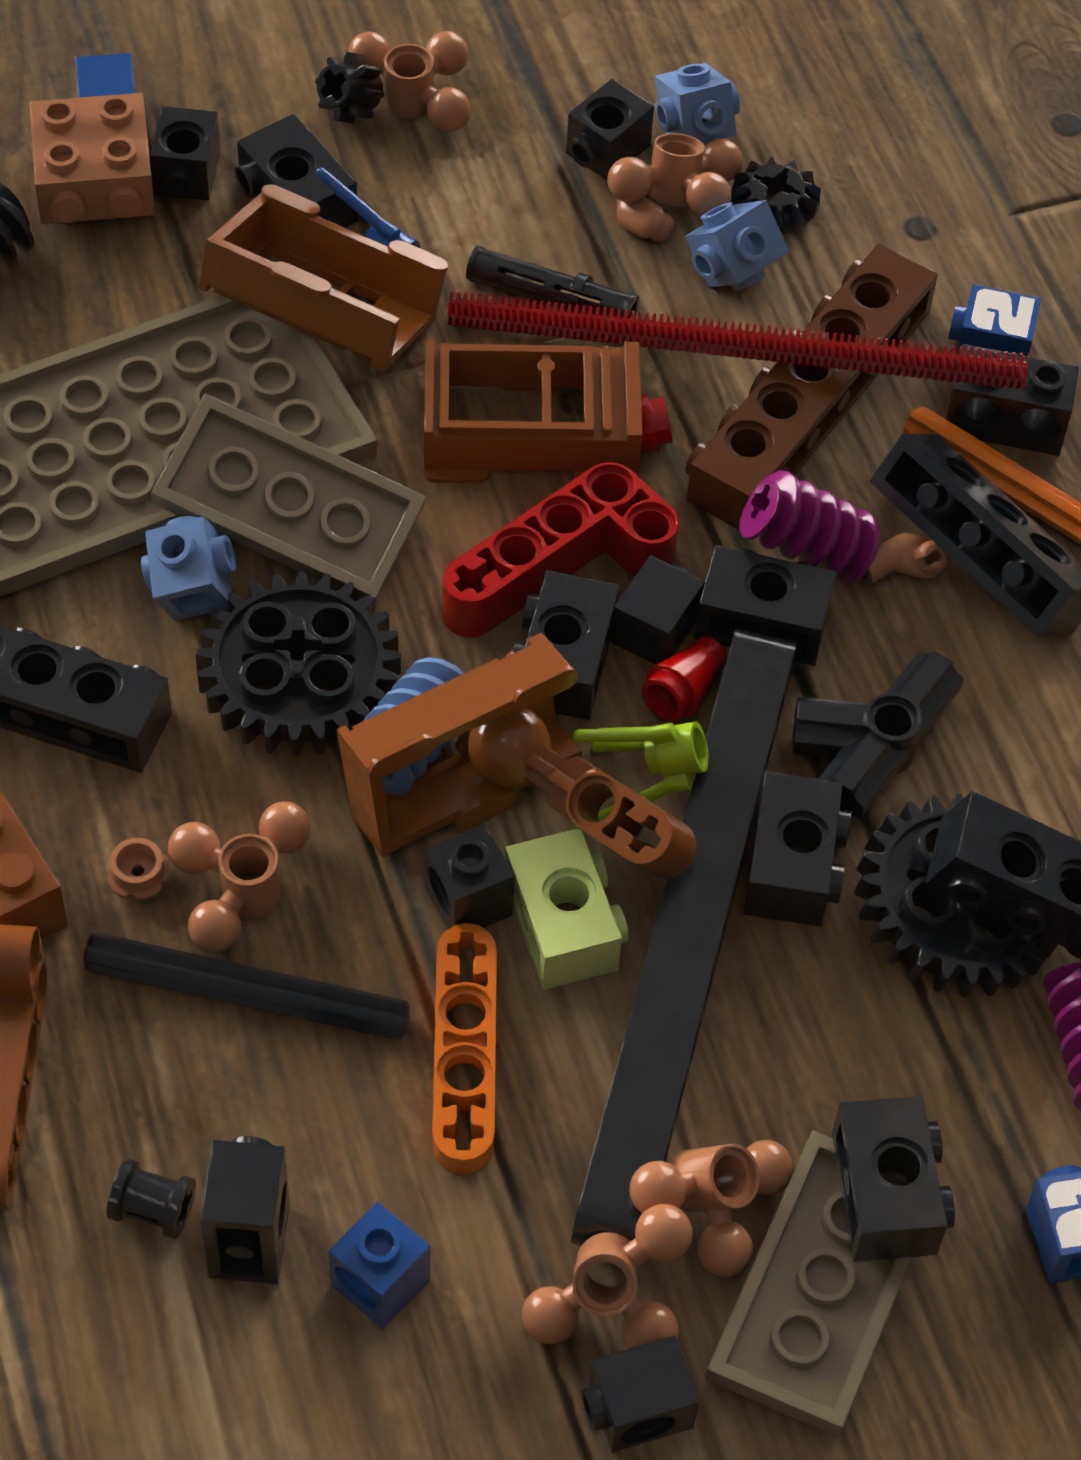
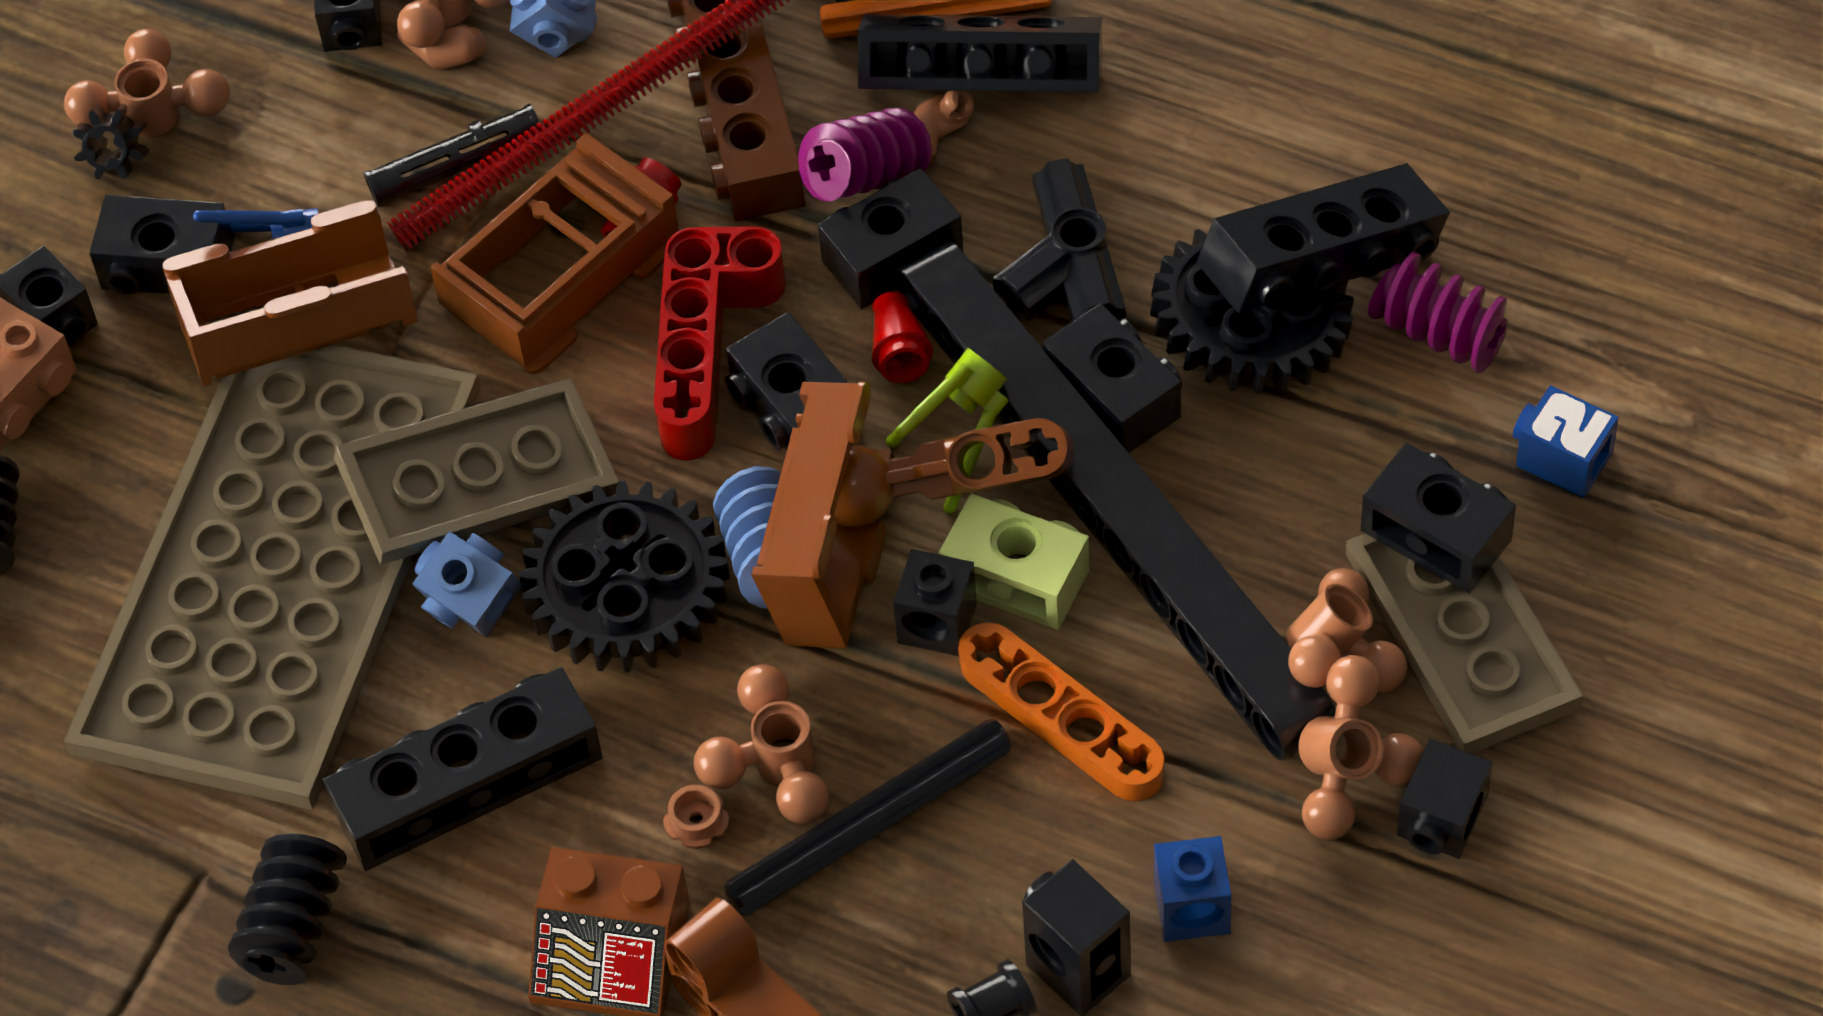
camera: 40 degrees left, 0 degrees up
(657, 610) = (826, 306): black brick -> none

